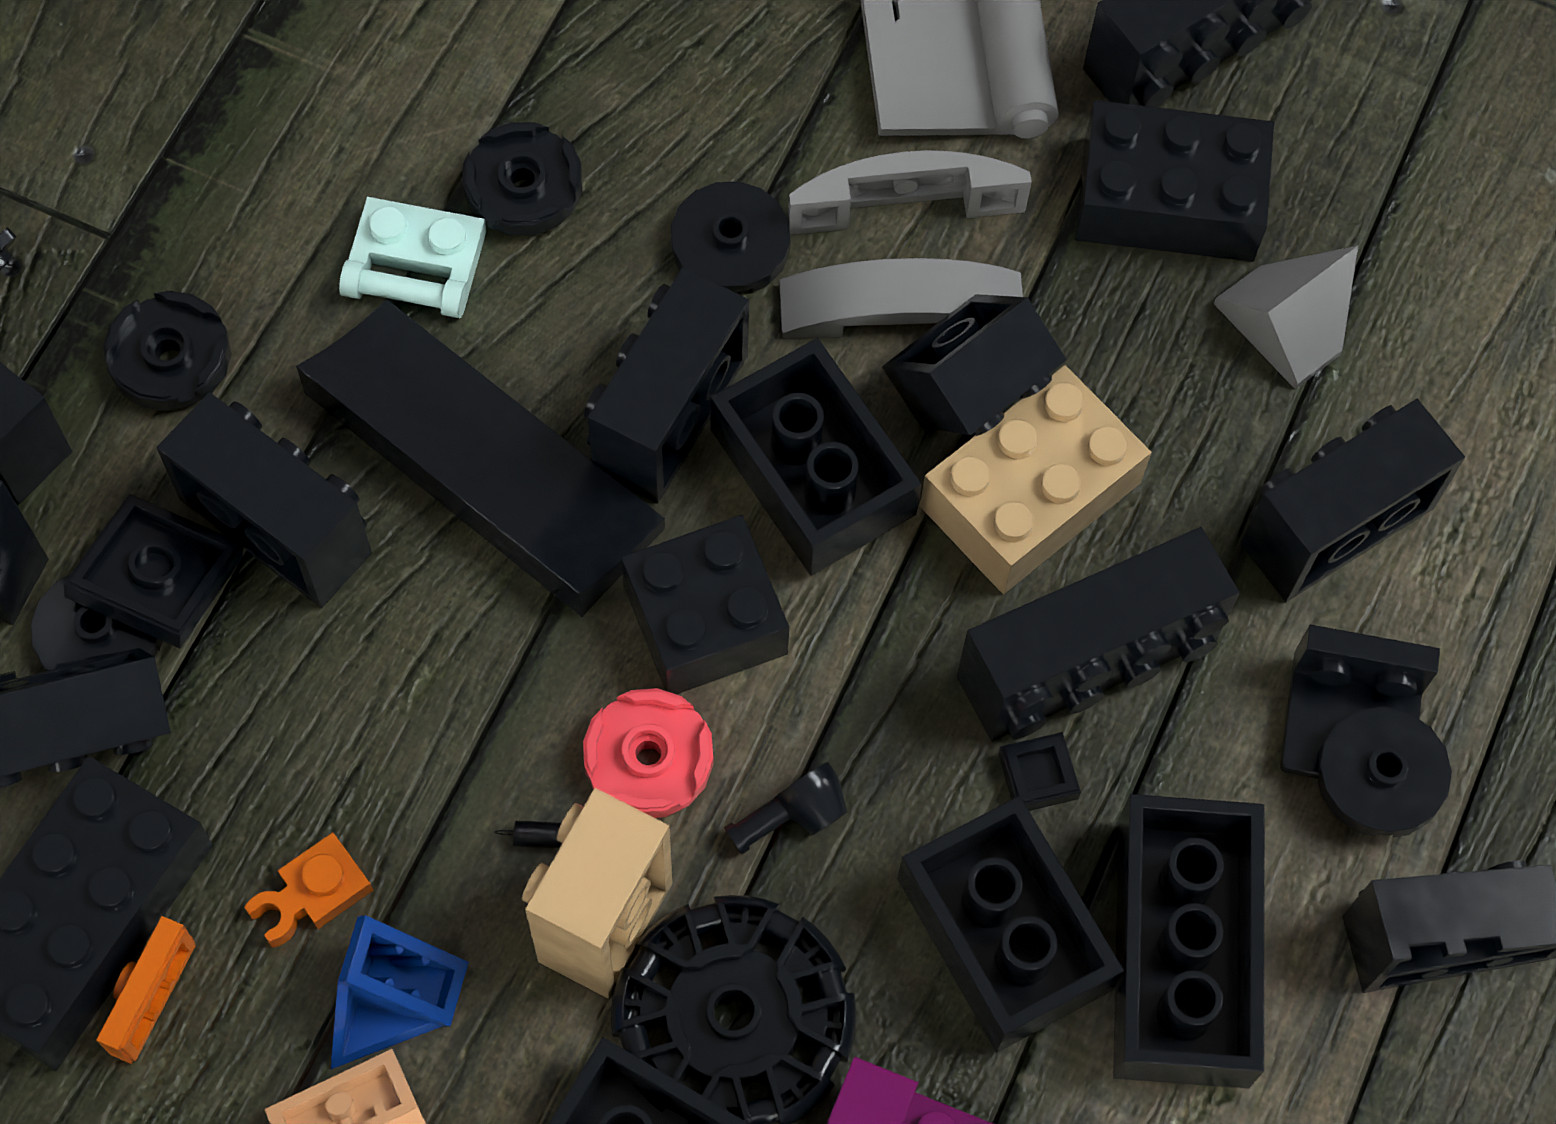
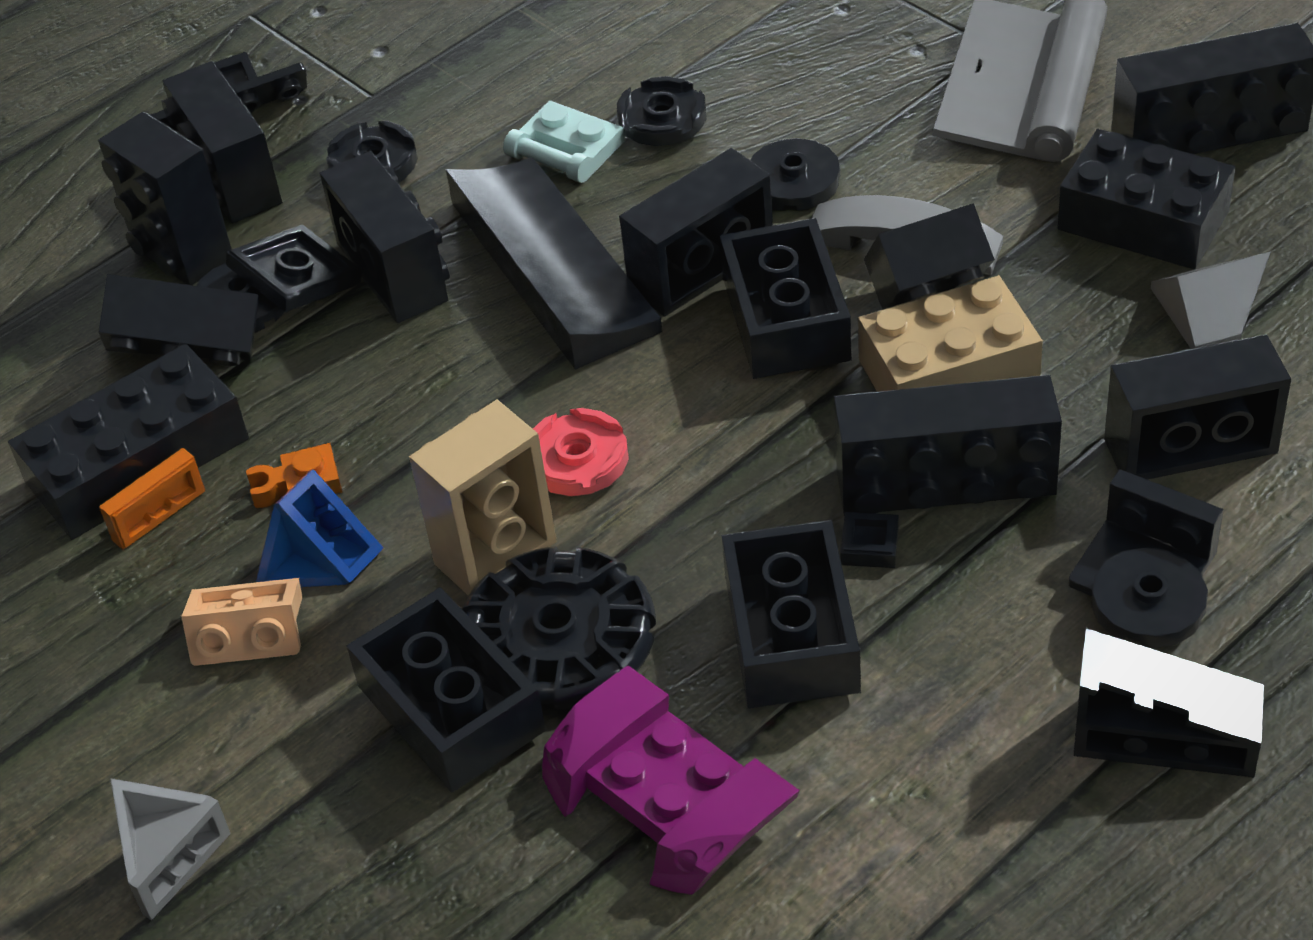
camera: 30 degrees right, 20 degrees down
(705, 605) = (661, 370): black brick -> none
(810, 802) = (679, 503): black bar -> none
(904, 177) = (935, 159): light grey slope -> none
(1190, 942) = (929, 663): black brick -> none

